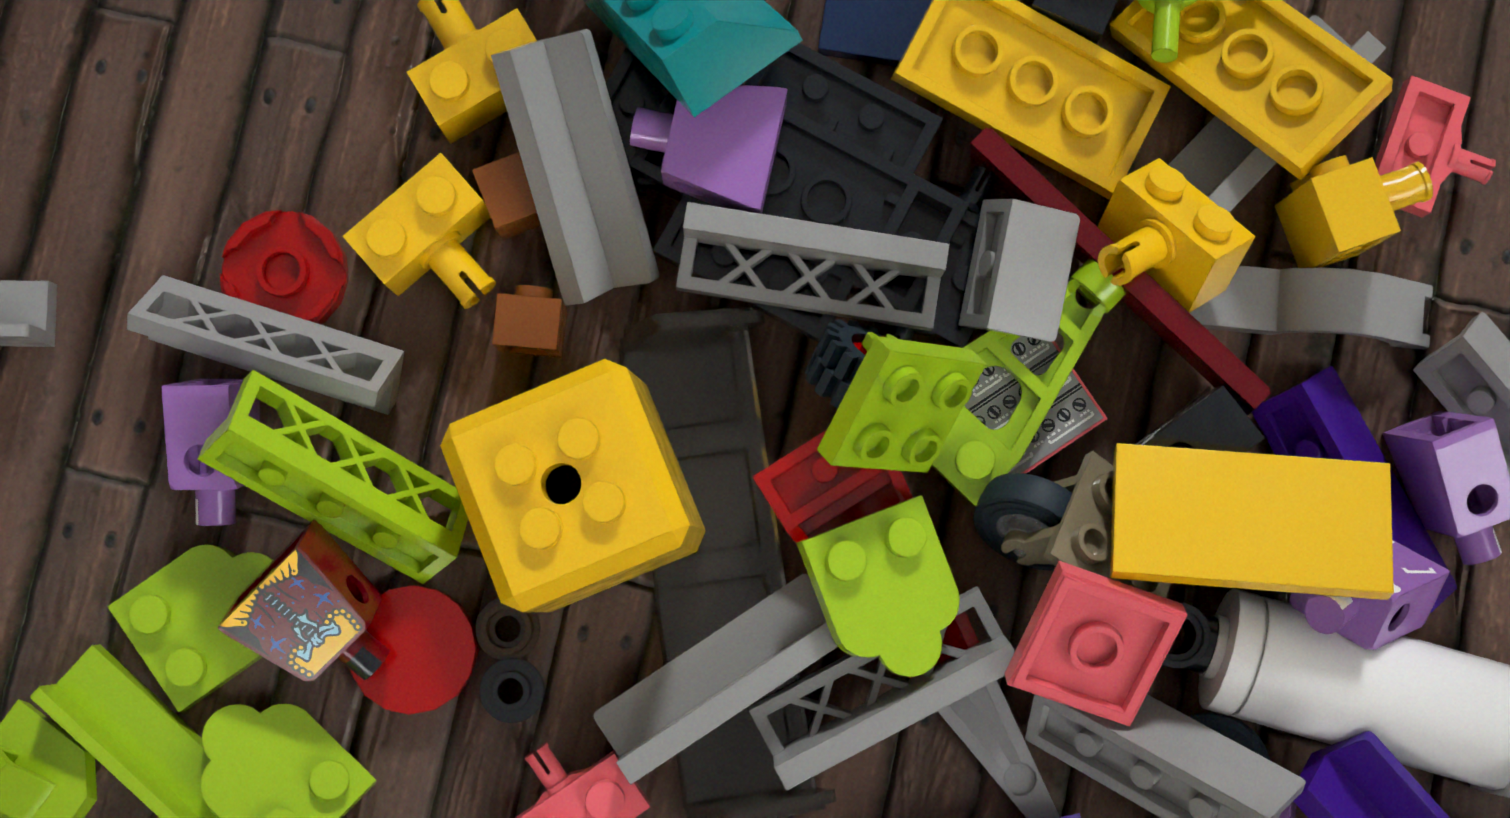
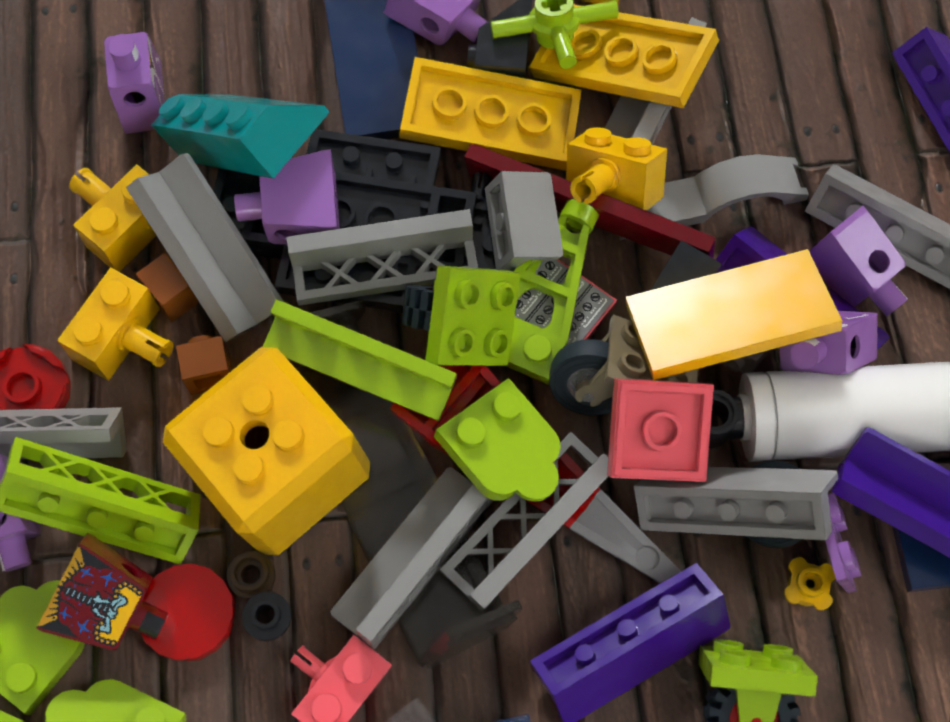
camera: 15 degrees left, 15 degrees down
(730, 410) = (360, 360): none -> lime fence
(1347, 208) = (719, 121): yellow brick -> none
(1428, 130) = (755, 78): coral plate -> none

